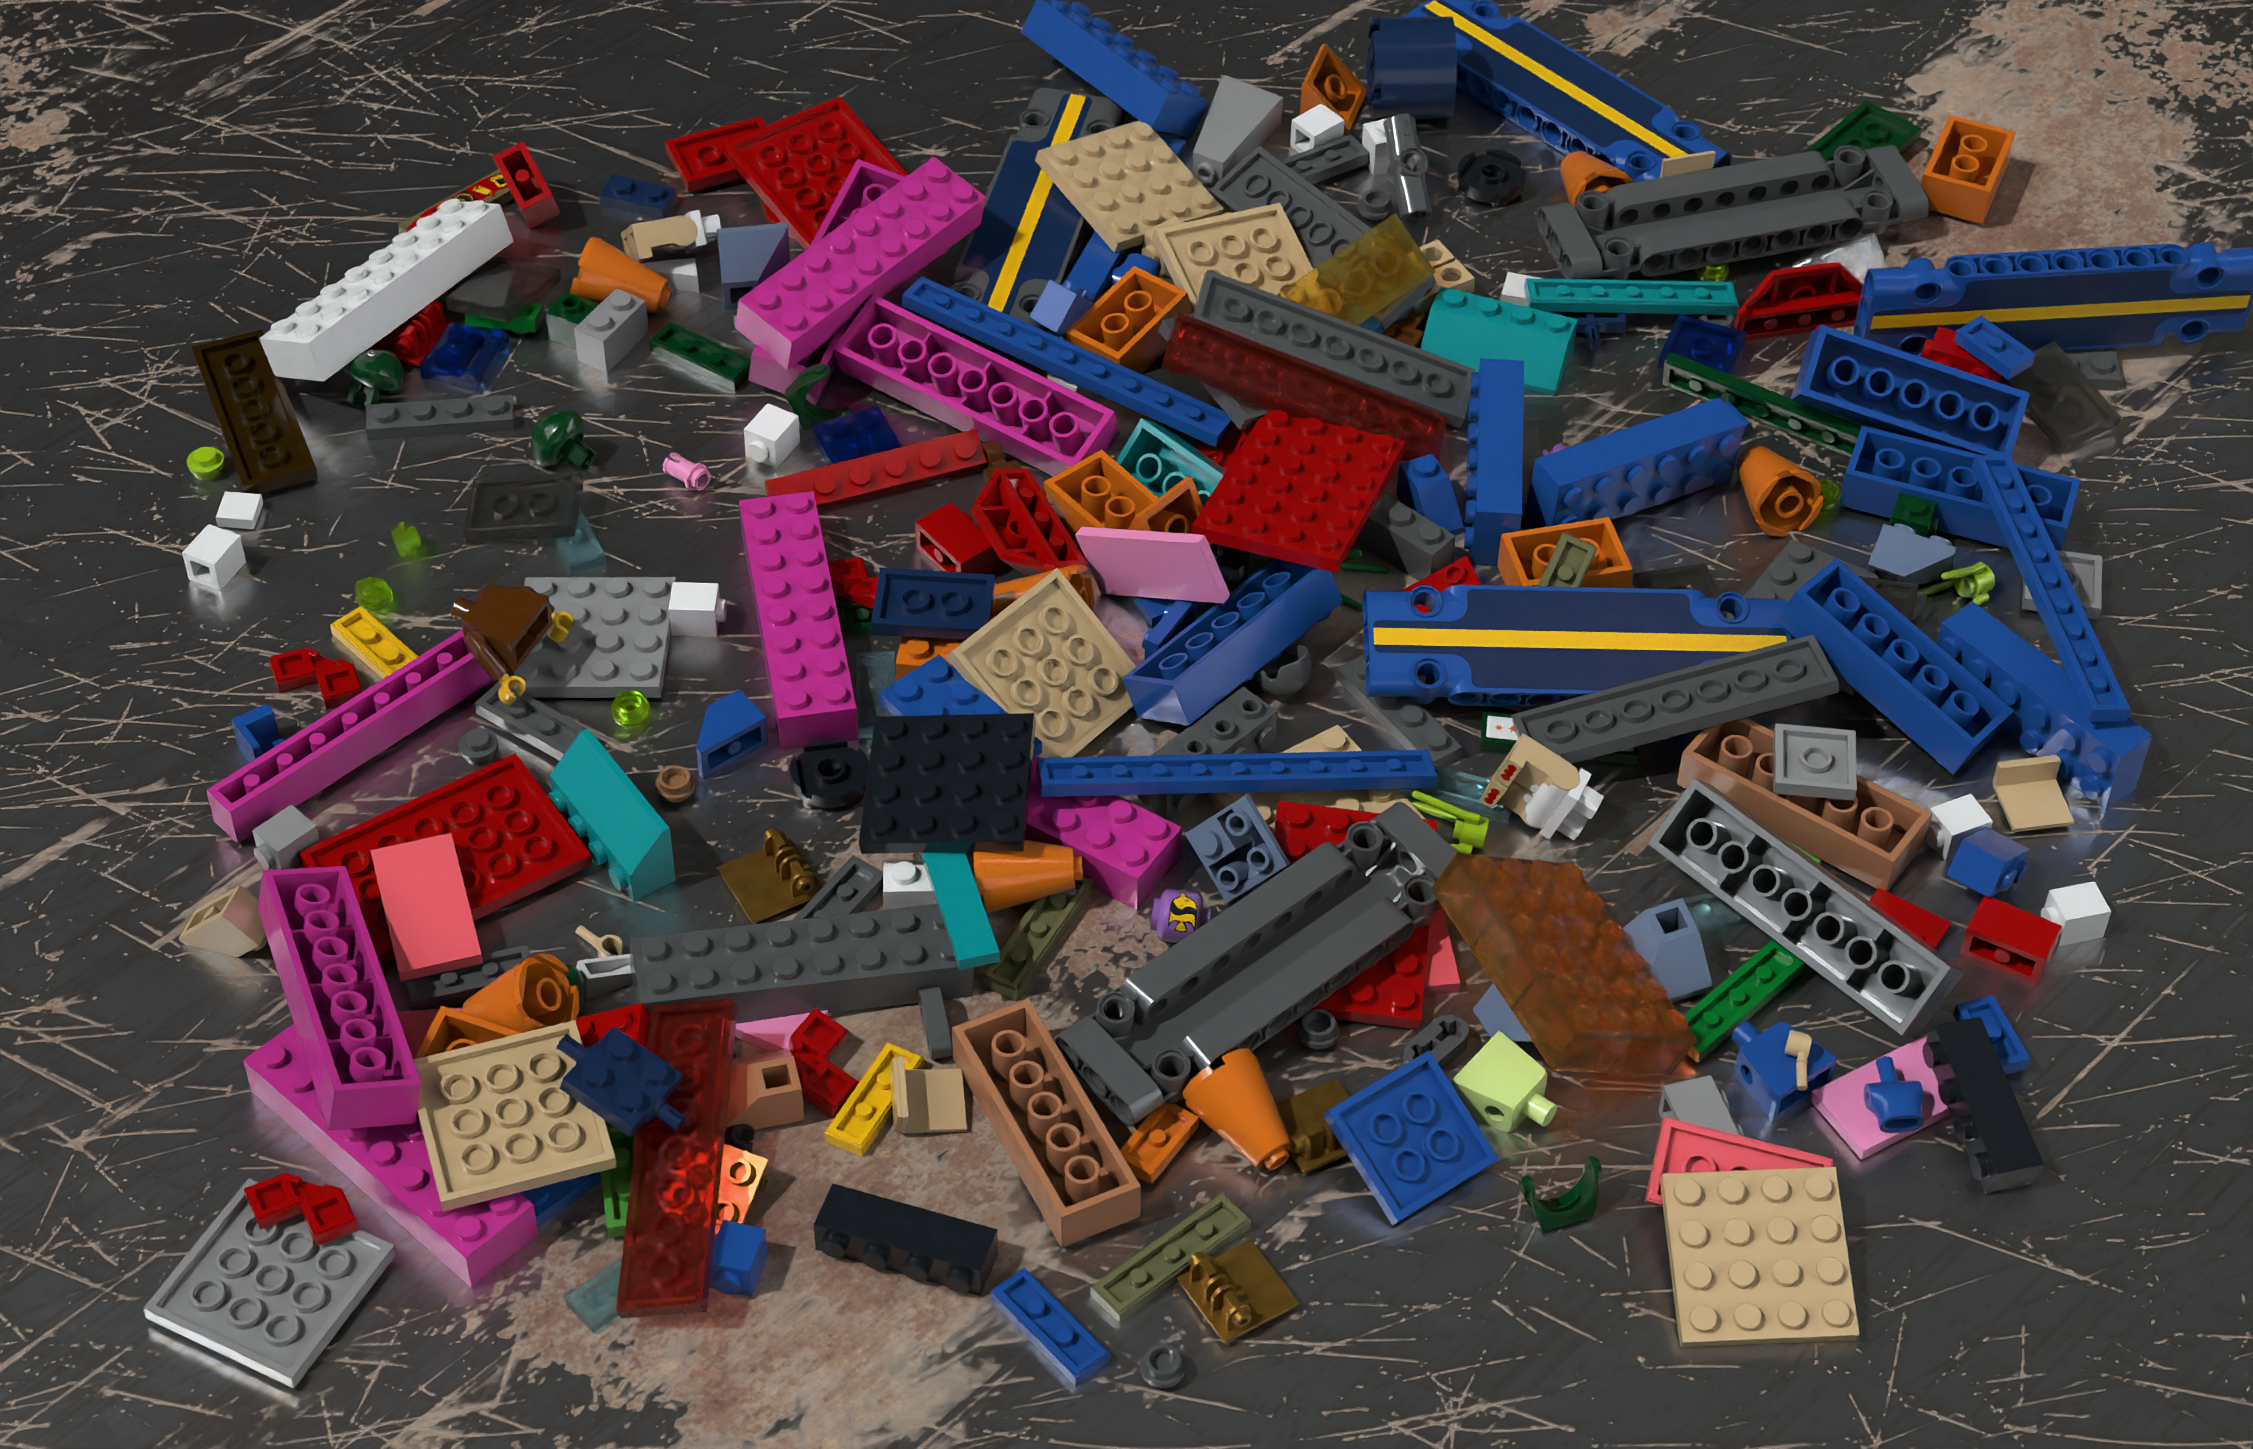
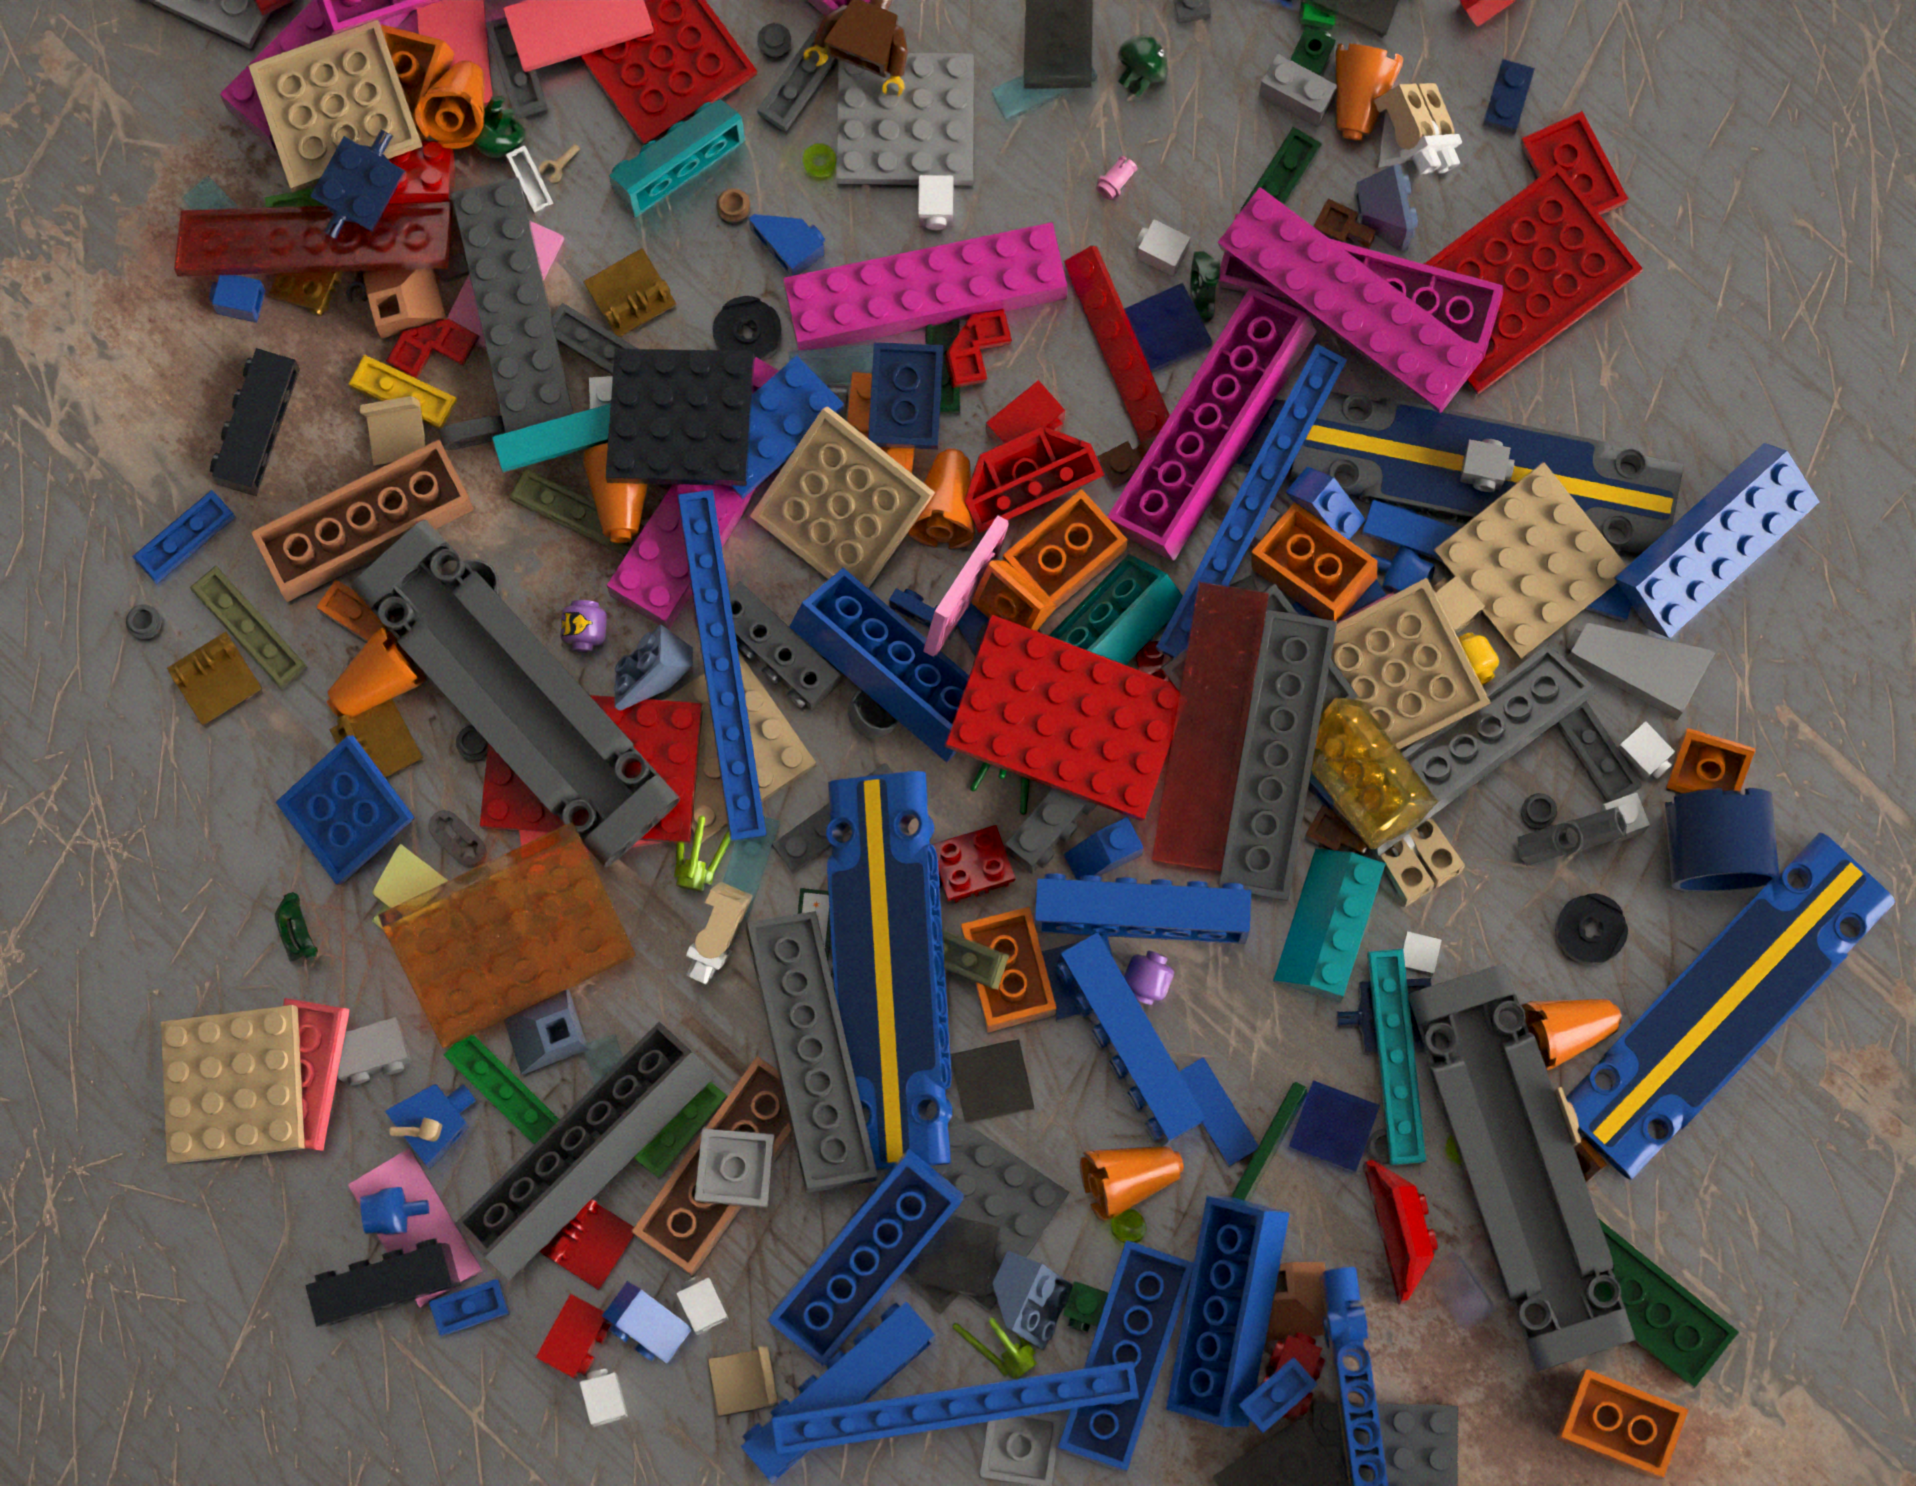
camera: 90 degrees right, 30 degrees up
(1035, 198) = (1486, 465): none -> light grey brick

